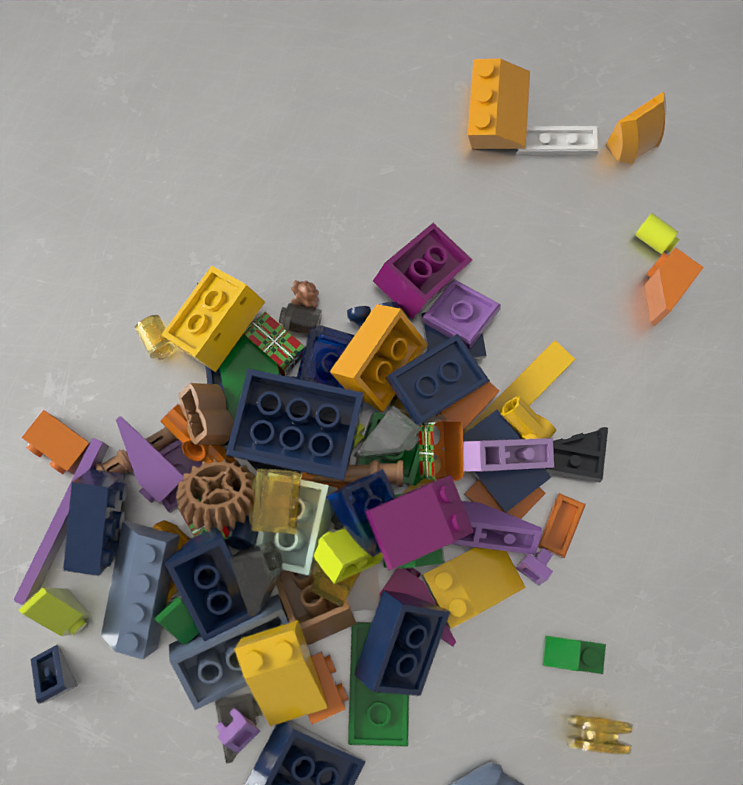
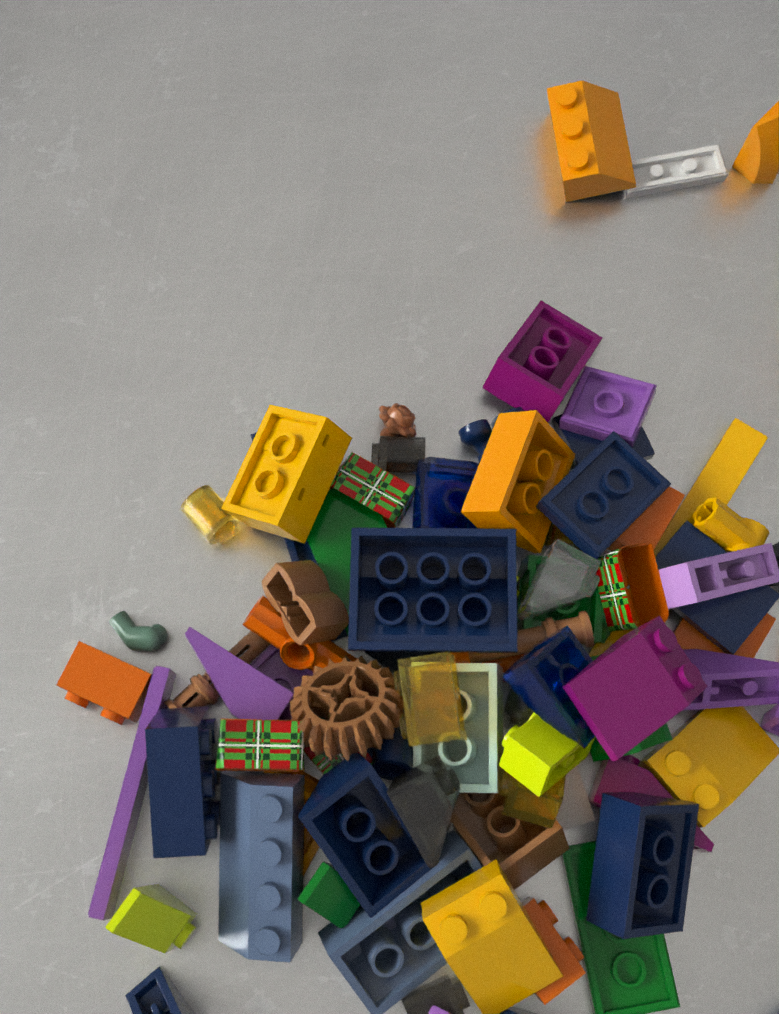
camera: 10 degrees left, 5 degrees down
(86, 414) = (138, 637): none -> sand green arm
(150, 509) = (260, 745): none -> piece

